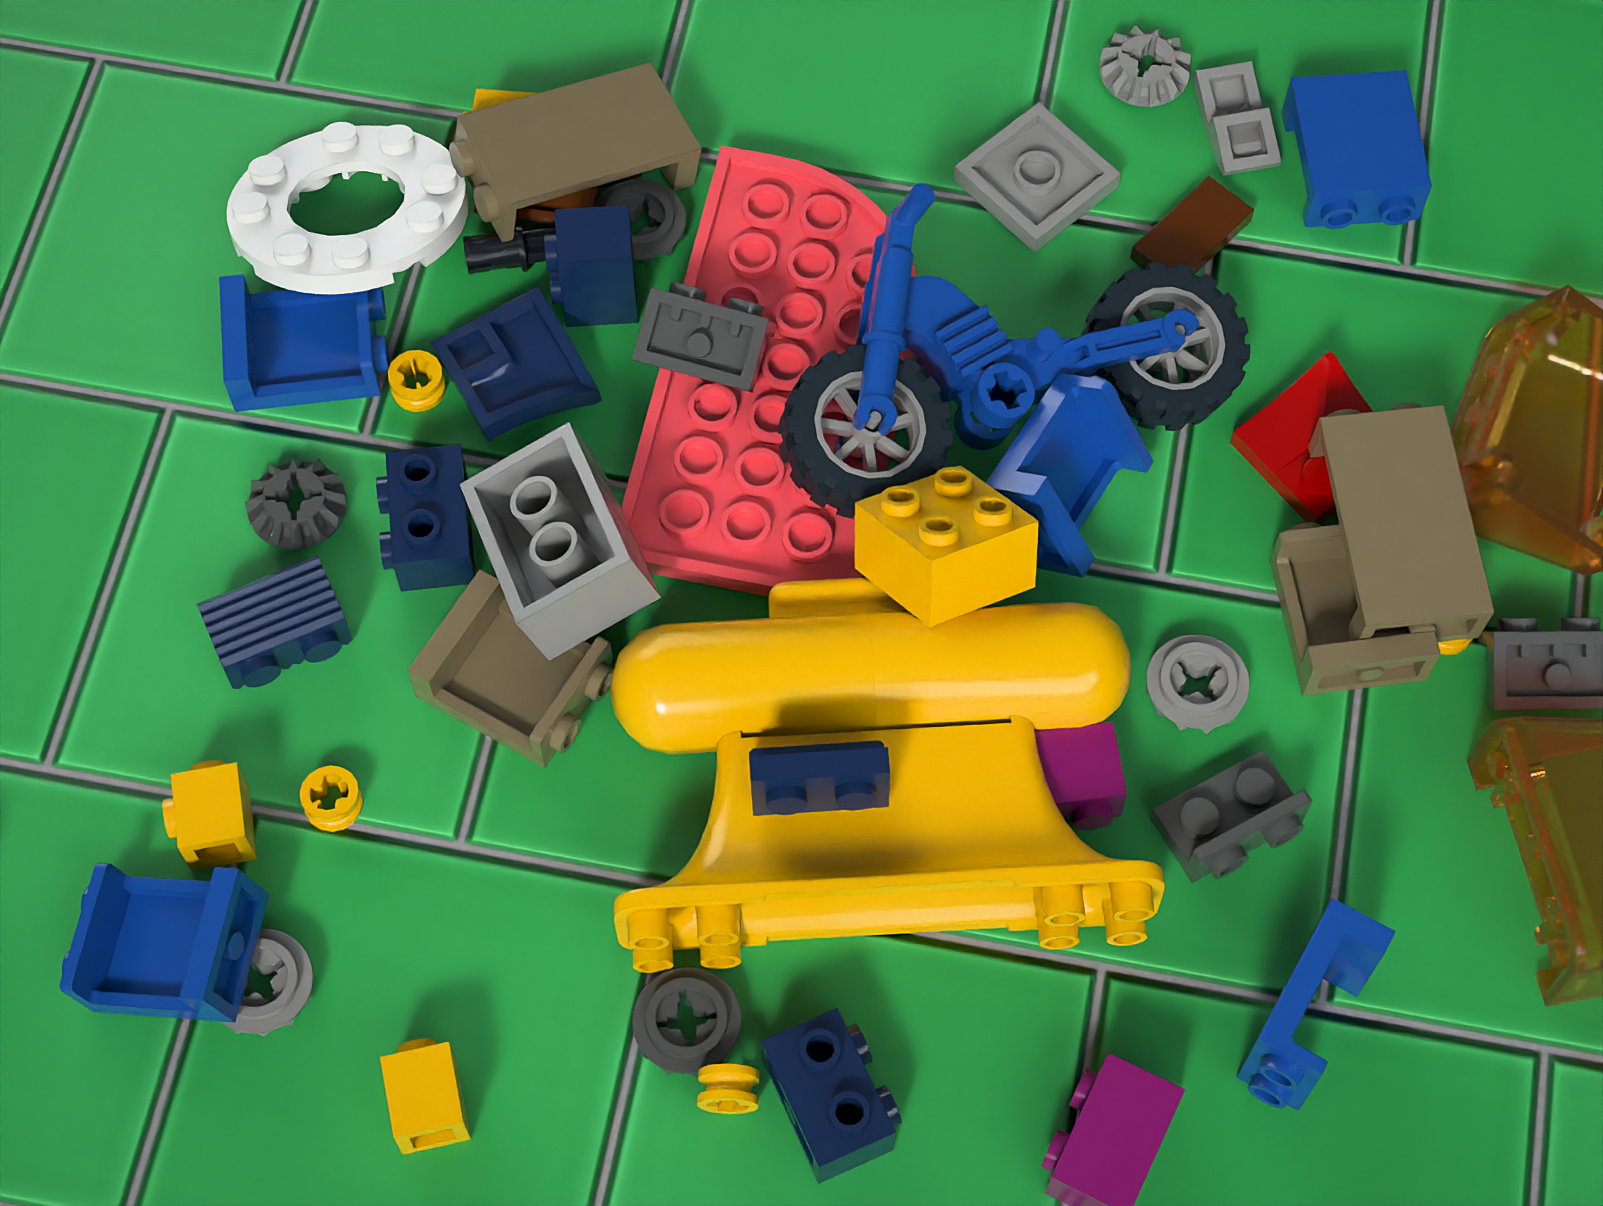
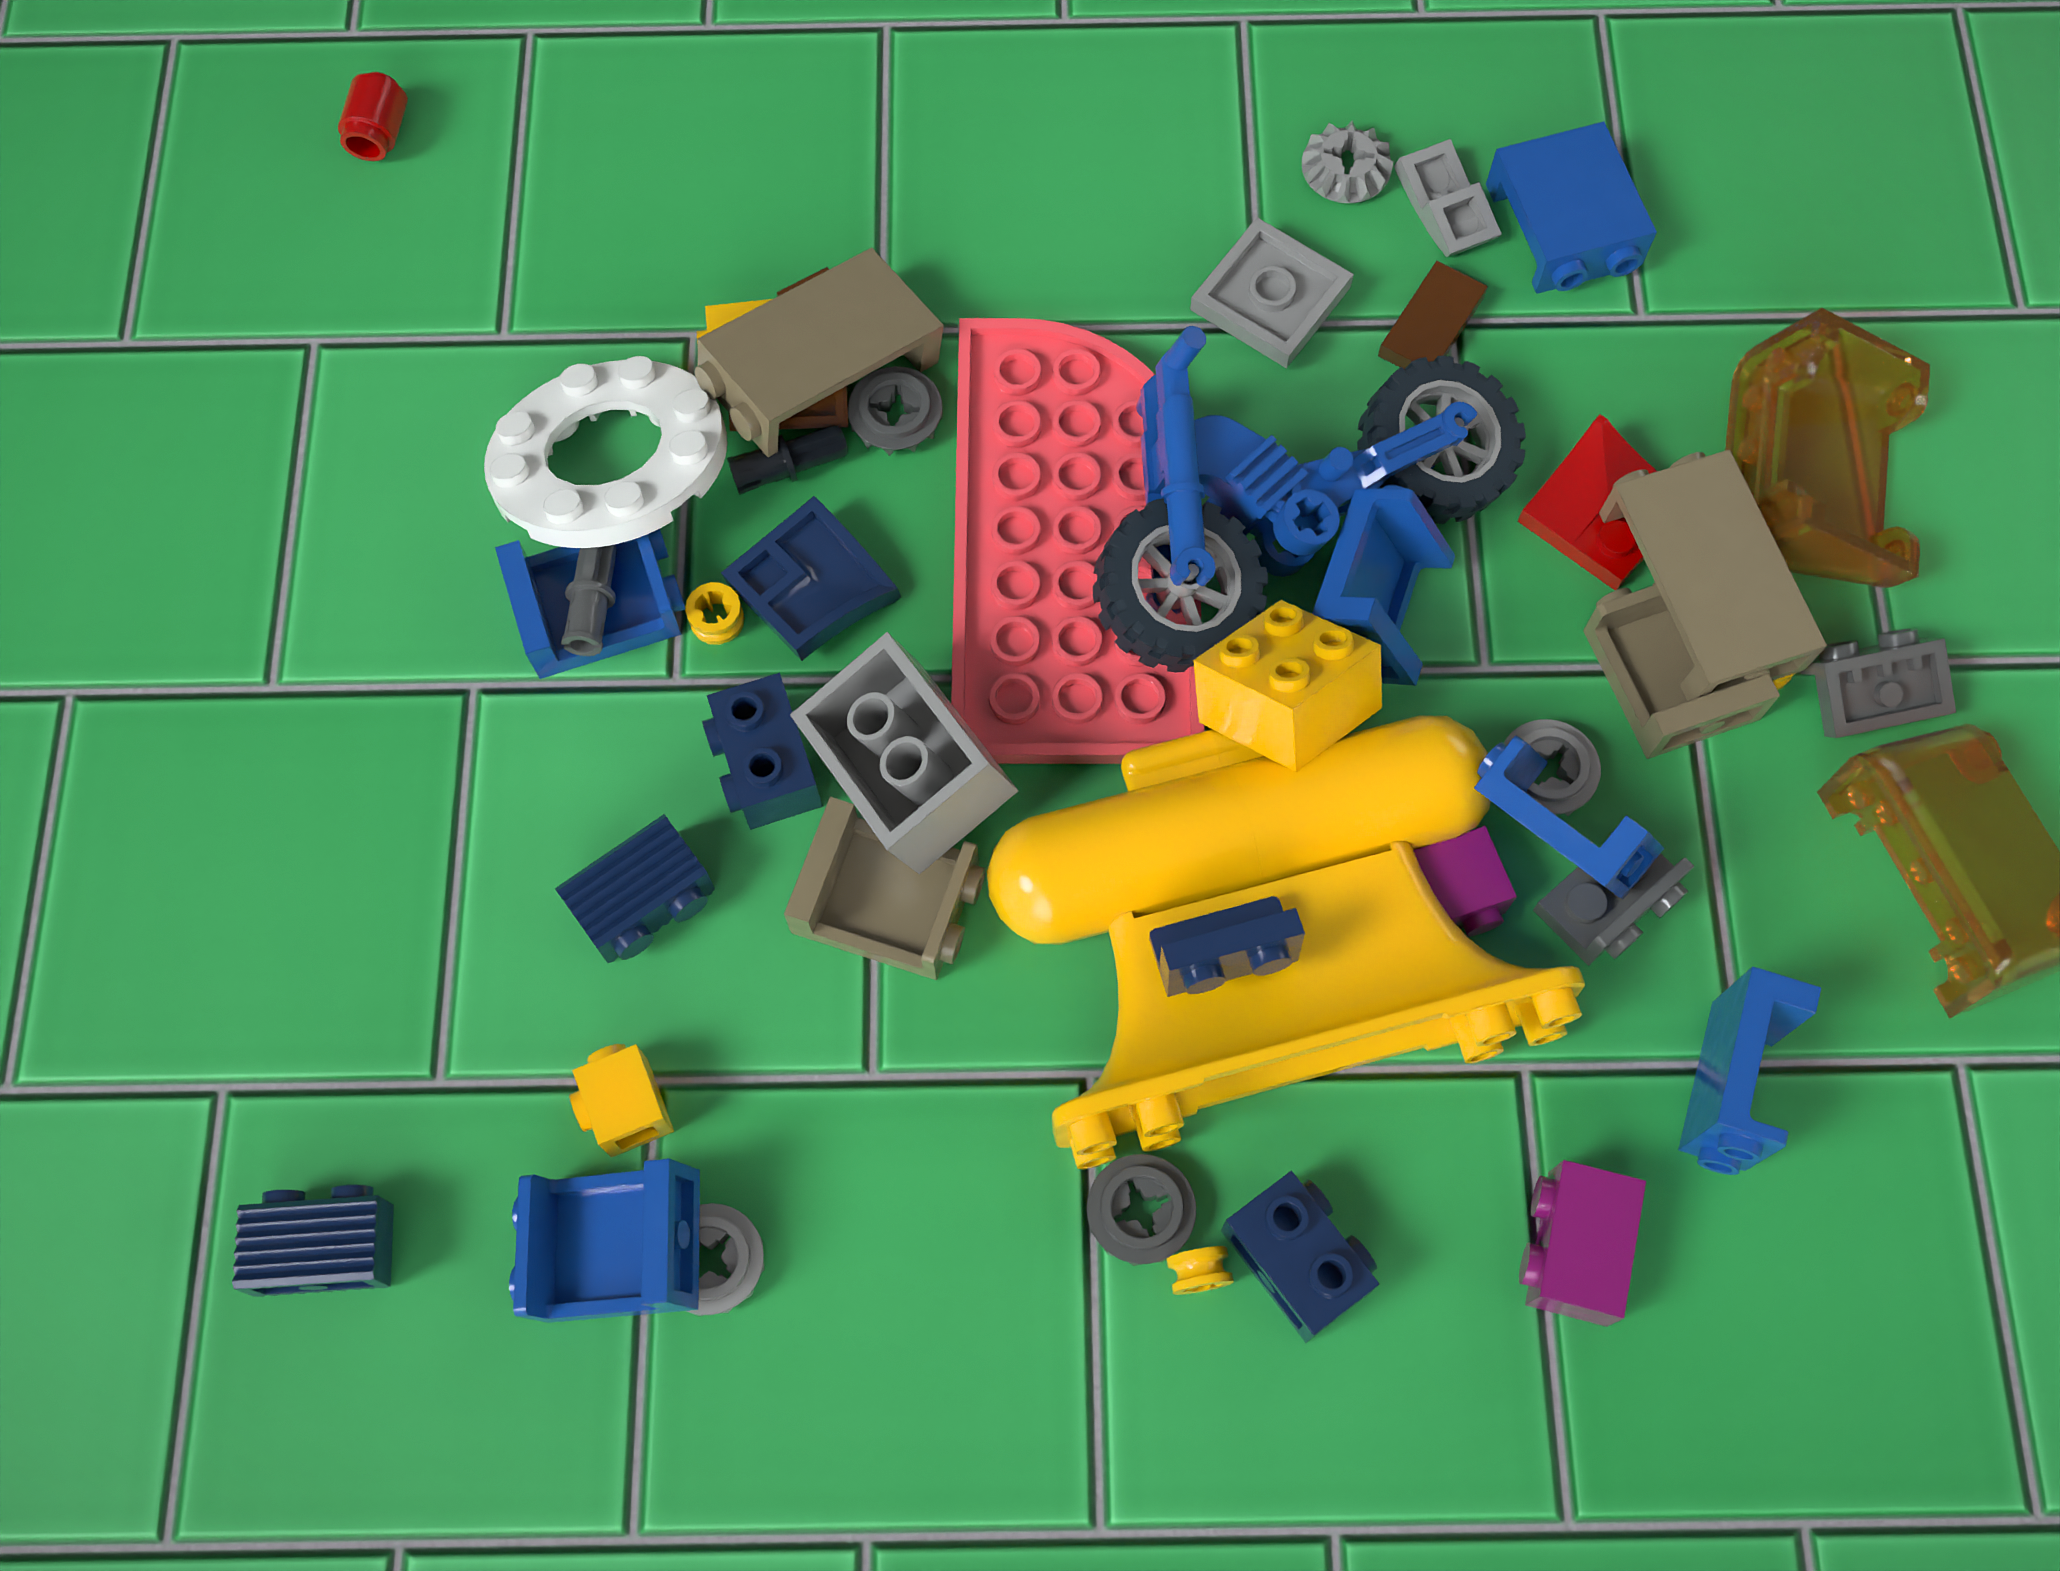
camera: 10 degrees left, 5 degrees up
(298, 343) = (589, 599): none -> dark grey axle
(315, 519) = (649, 773): dark grey gear -> none
(316, 787) = (716, 1047): yellow bush -> none
(424, 1096) = (903, 1341): yellow brick -> none
(593, 266) = (867, 464): dark blue brick -> none
(703, 338) = (993, 518): dark grey bracket -> none
(1226, 771) = (1616, 865): none -> blue panel

